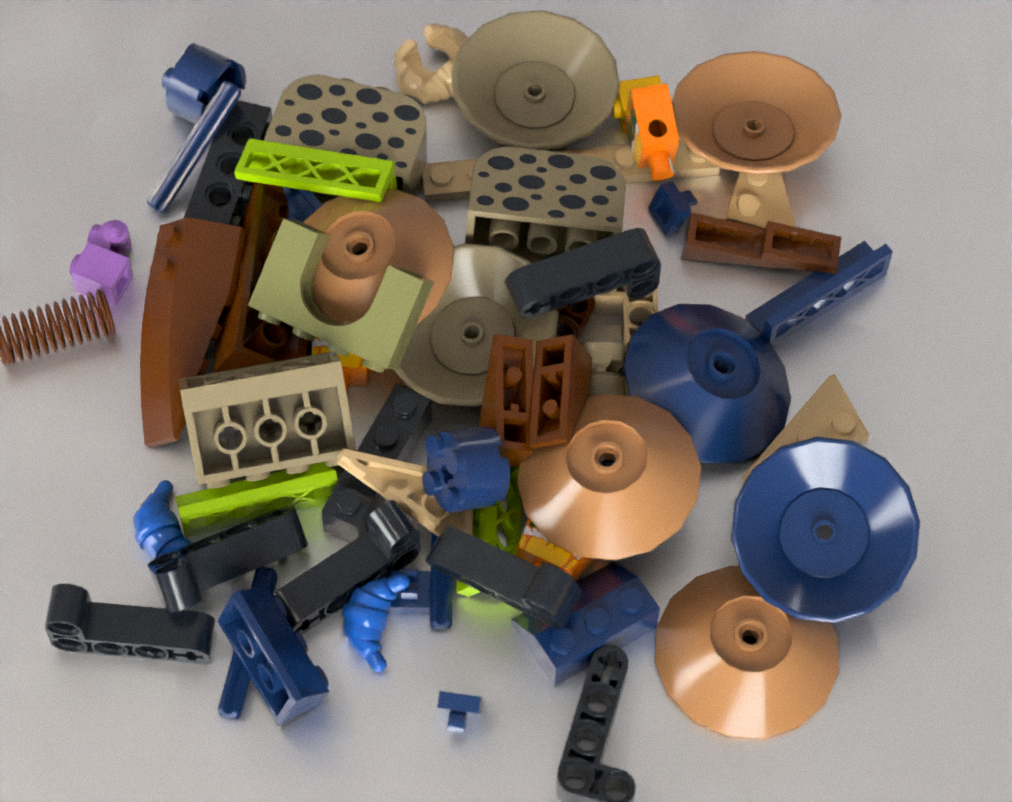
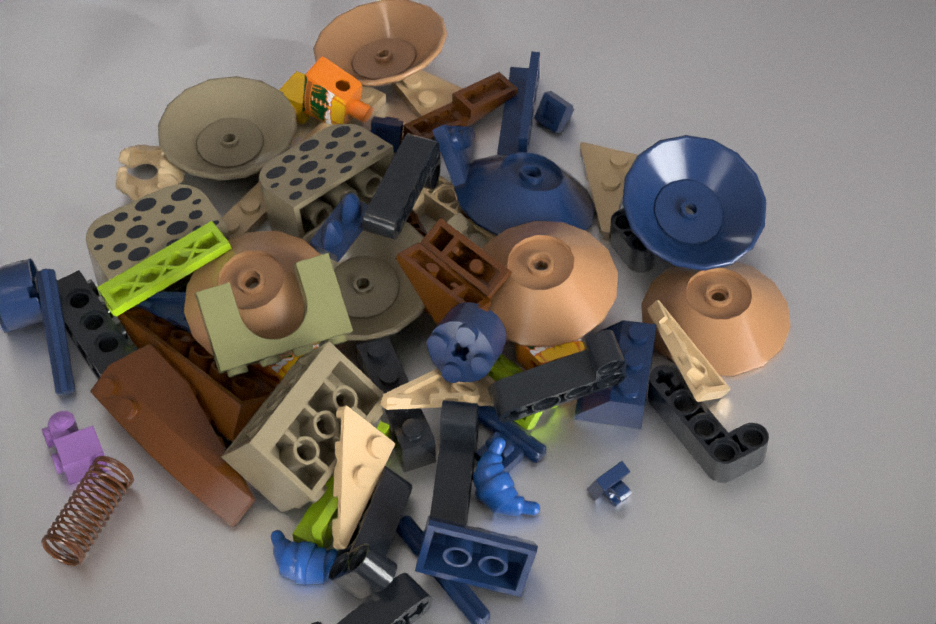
camera: 45 degrees left, 10 degrees down
(271, 488) = (359, 465): none -> tan wing
(490, 265) = (340, 228): none -> dark blue tile
(650, 678) = (695, 368): none -> tan wing
(692, 277) = (456, 150): none -> dark blue wing
(845, 322) = (554, 112): none -> dark blue tile

